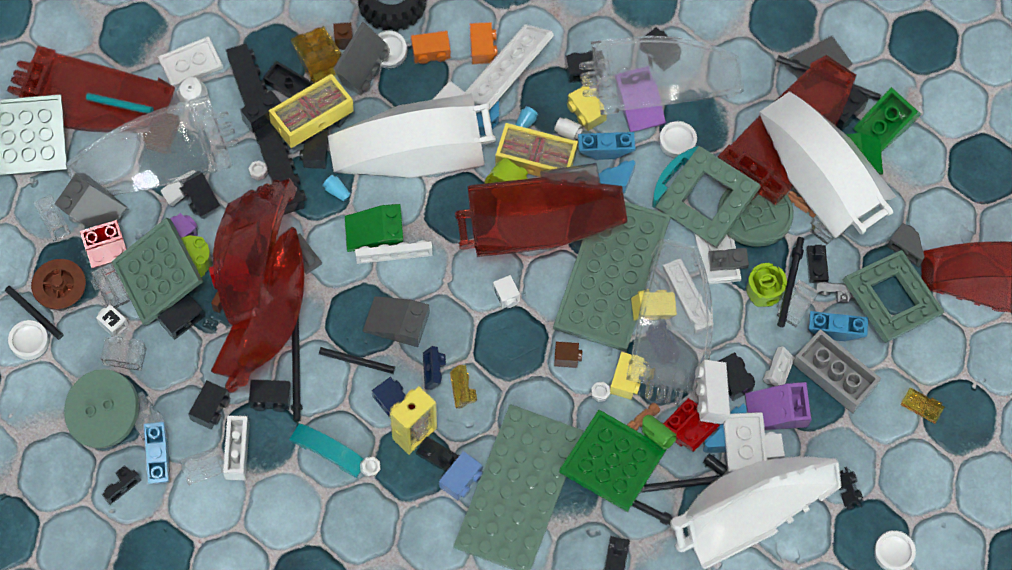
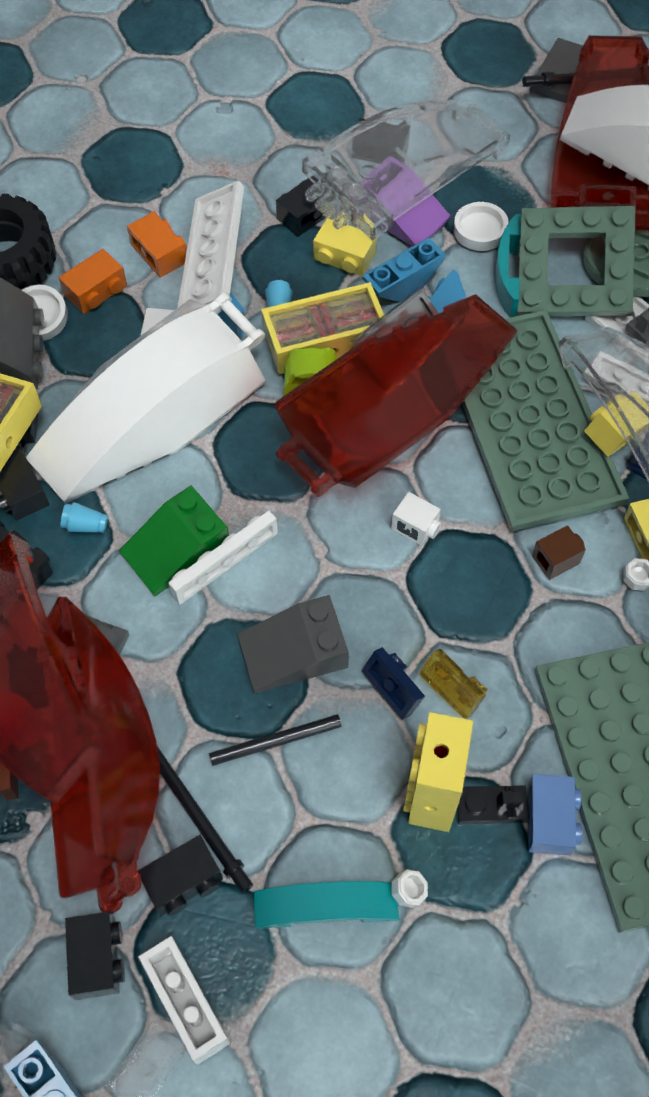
camera: 30 degrees left, 5 degrees down
(388, 394) = (373, 764): dark blue brick -> none
(568, 129) = (340, 279): white brick -> none

